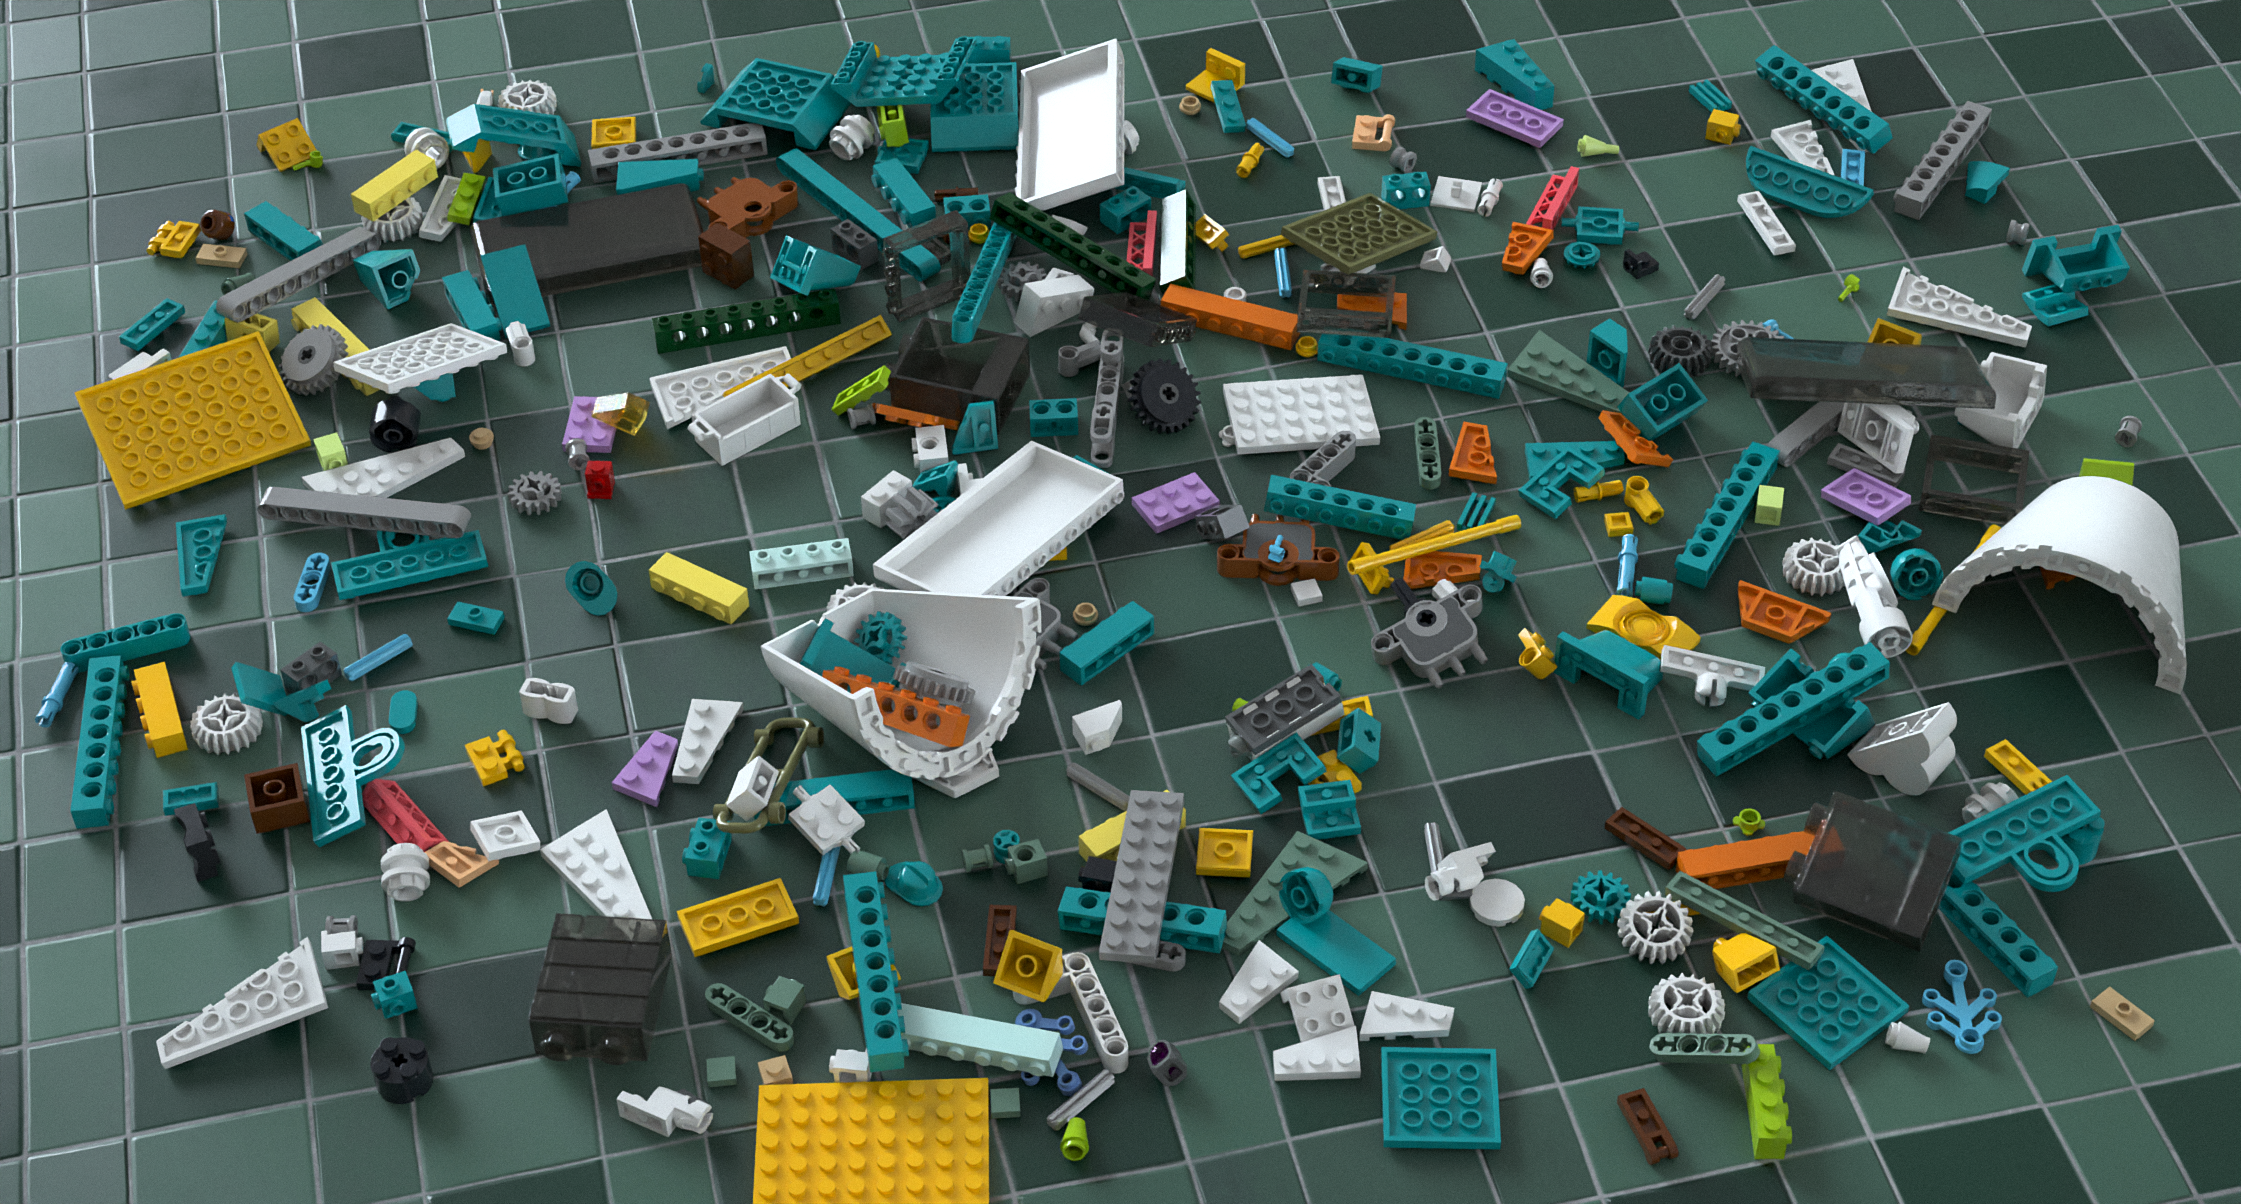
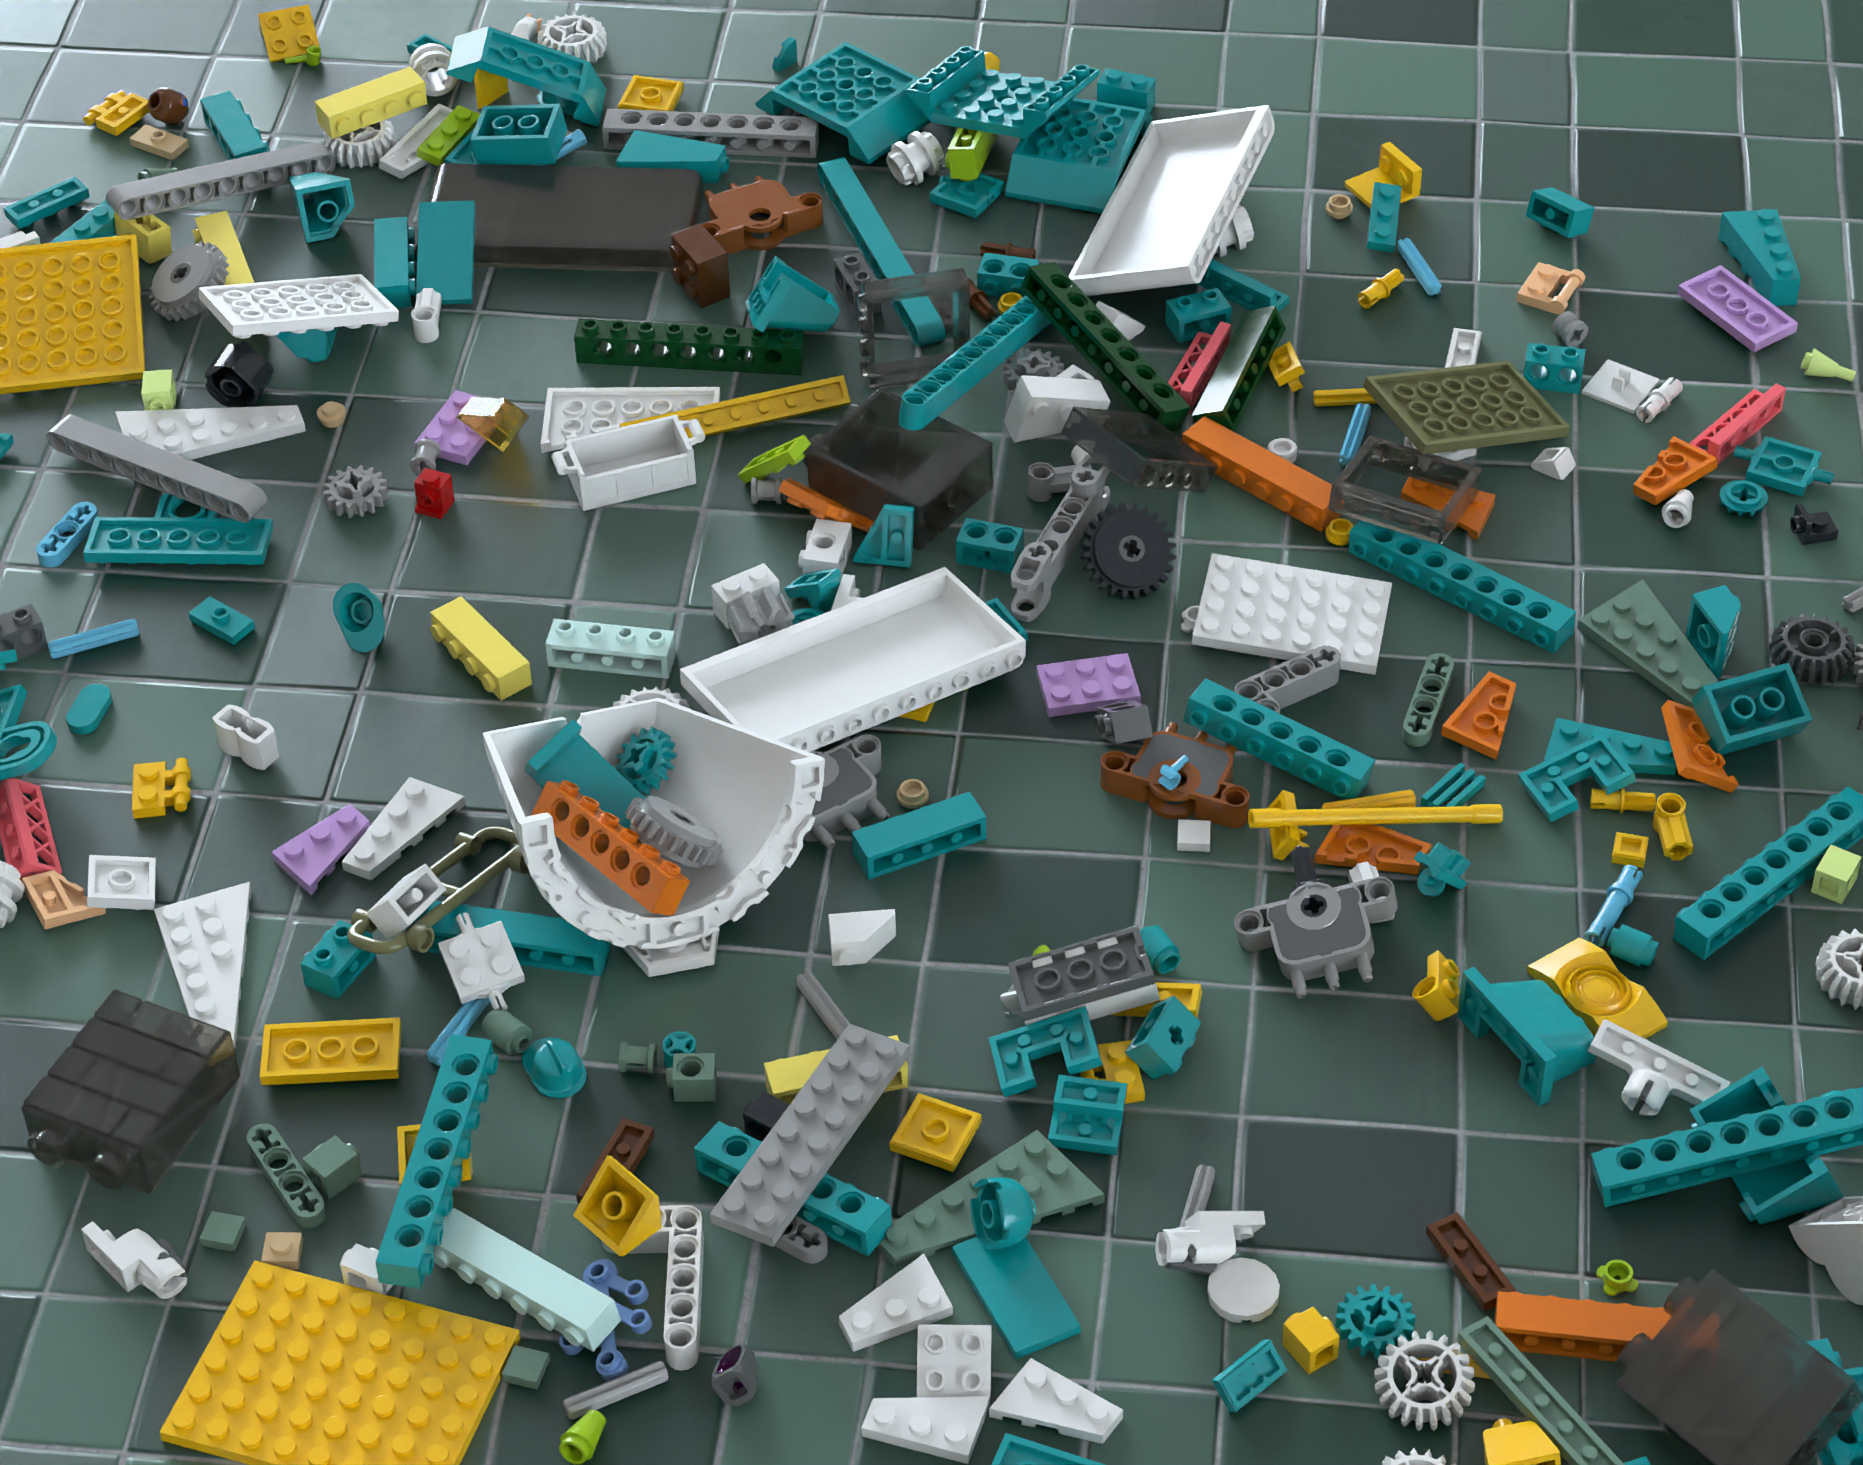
camera: 20 degrees right, 0 degrees up
(902, 193) = (943, 233): teal brick -> none
(1777, 614) = (1782, 1019): orange wing -> none

